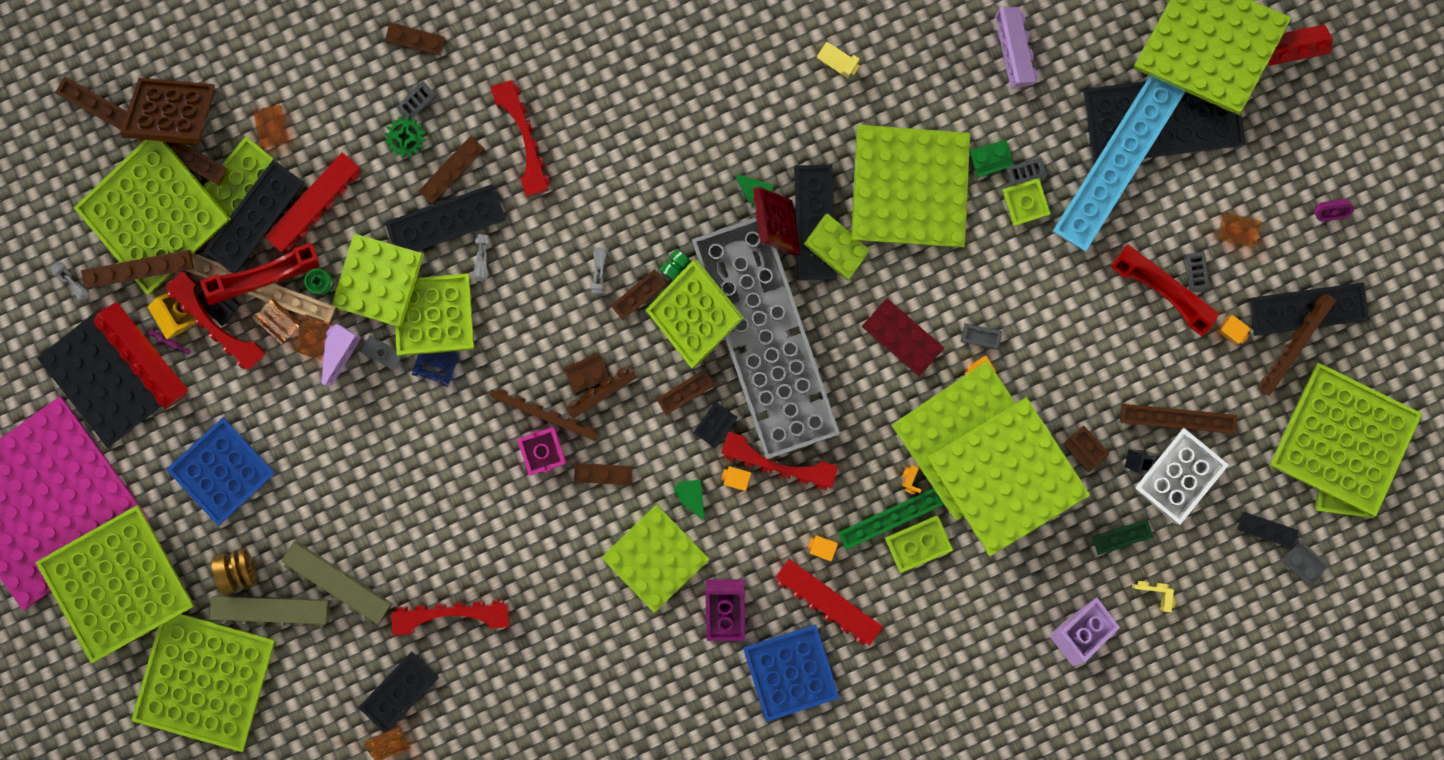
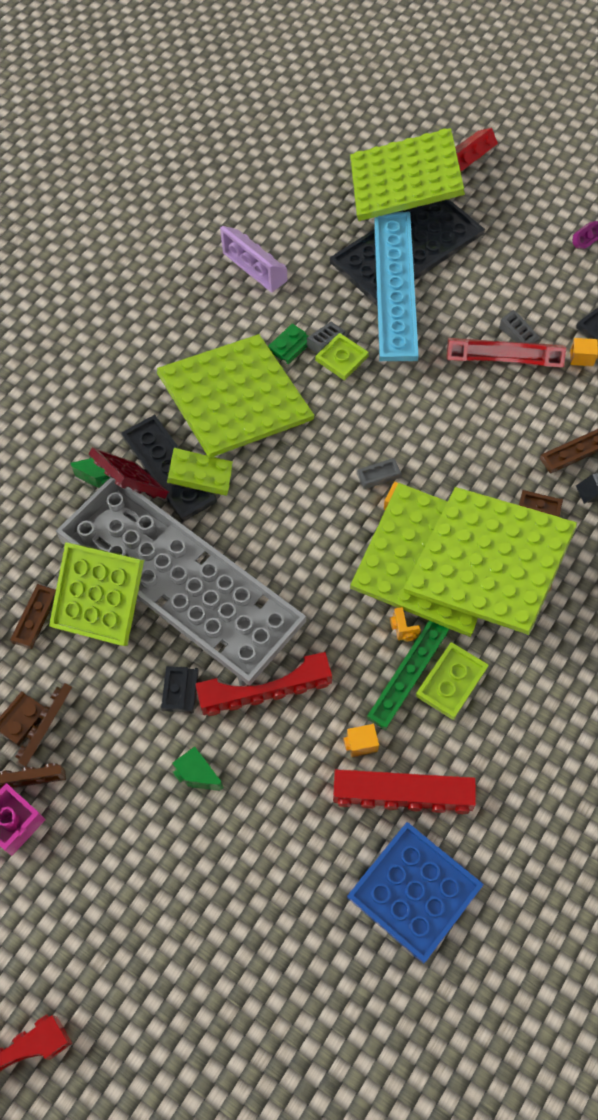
camera: 30 degrees left, 25 degrees down
(603, 474) = (90, 807): reddish brown plate -> none
(655, 558) = (195, 862): lime plate -> none
(676, 265) = (52, 569): green wheel -> none
(685, 392) = (131, 677): reddish brown plate -> none
(725, 609) = (304, 868): magenta slope -> none
(736, 478) = (231, 726): light orange brick -> none
(838, 60) = (113, 342): light yellow bracket -> none
(902, 337) = (309, 514): dark red plate -> none
(1239, 230) = (528, 285): clear orange plate -> none

